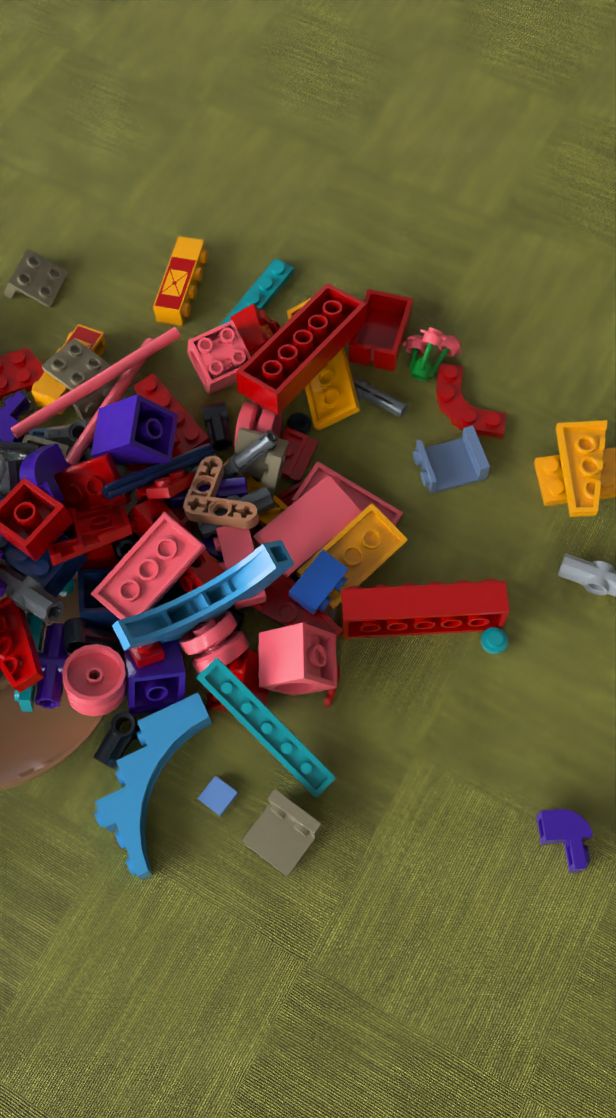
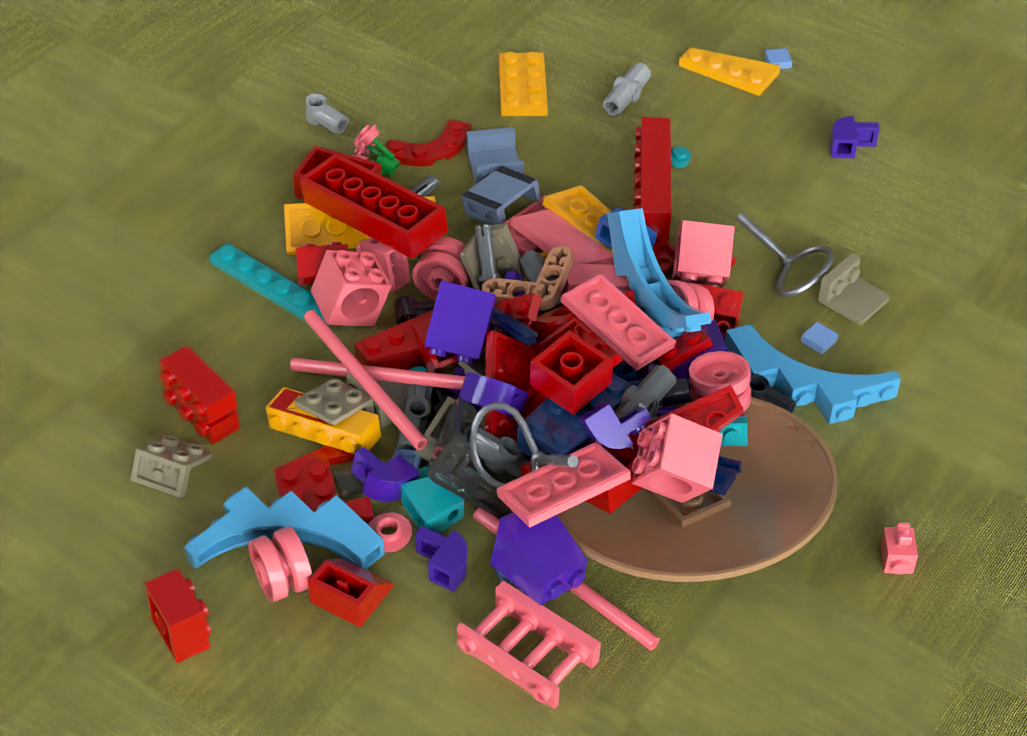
camera: 90 degrees left, 20 degrees down
(92, 277) = (199, 395): none -> red piece
(180, 281) = (218, 330): light orange brick -> none
(266, 727) = (763, 279): teal plate -> none
(338, 762) = (787, 259): none -> flat silver piece
(383, 466) = (495, 192): none -> sand blue panel
(487, 307) = (320, 113): none -> light grey piece
(582, 461) = (522, 75): light orange wing -> none

